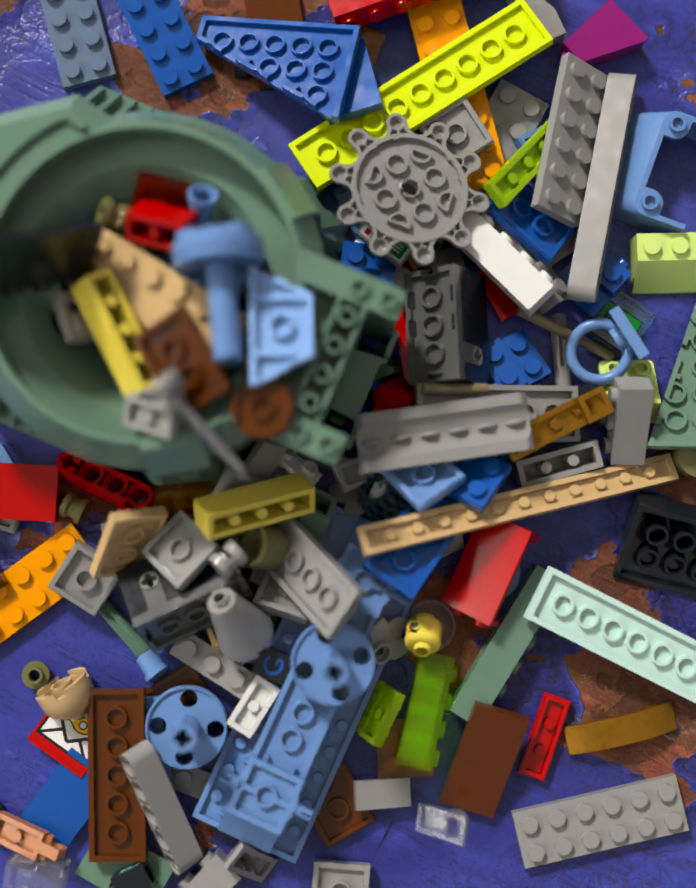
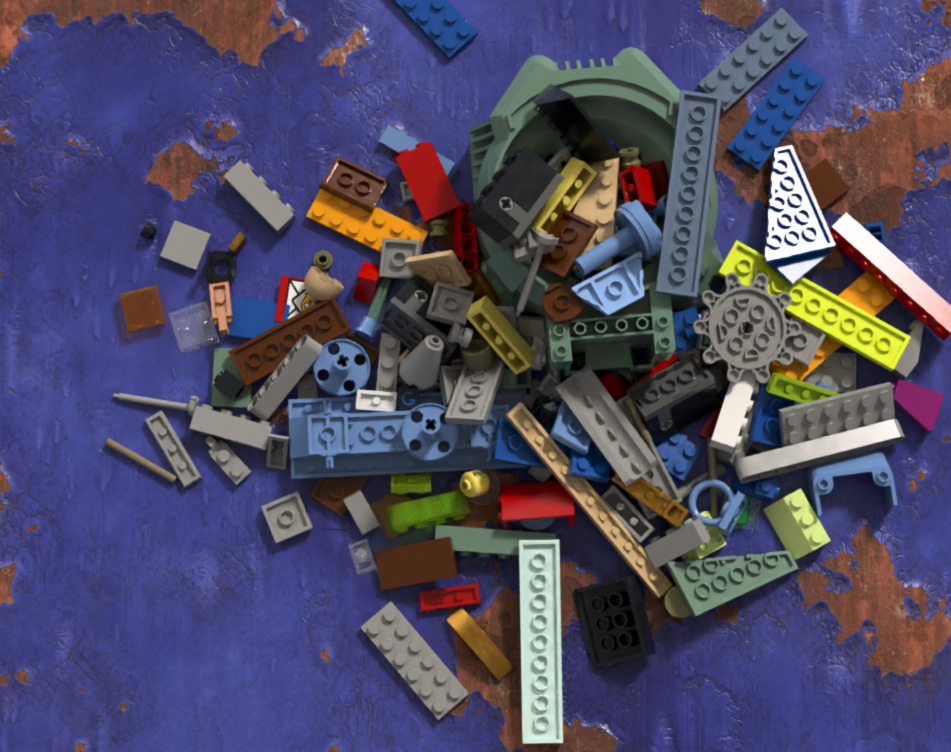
camera: 65 degrees right, 5 degrees down
(82, 396) = (514, 196): none -> black piece
(94, 634) = (367, 282): none -> red slope
(203, 159) = (688, 194): none -> sand blue plate
(387, 639) = (462, 463): light grey plate -> none

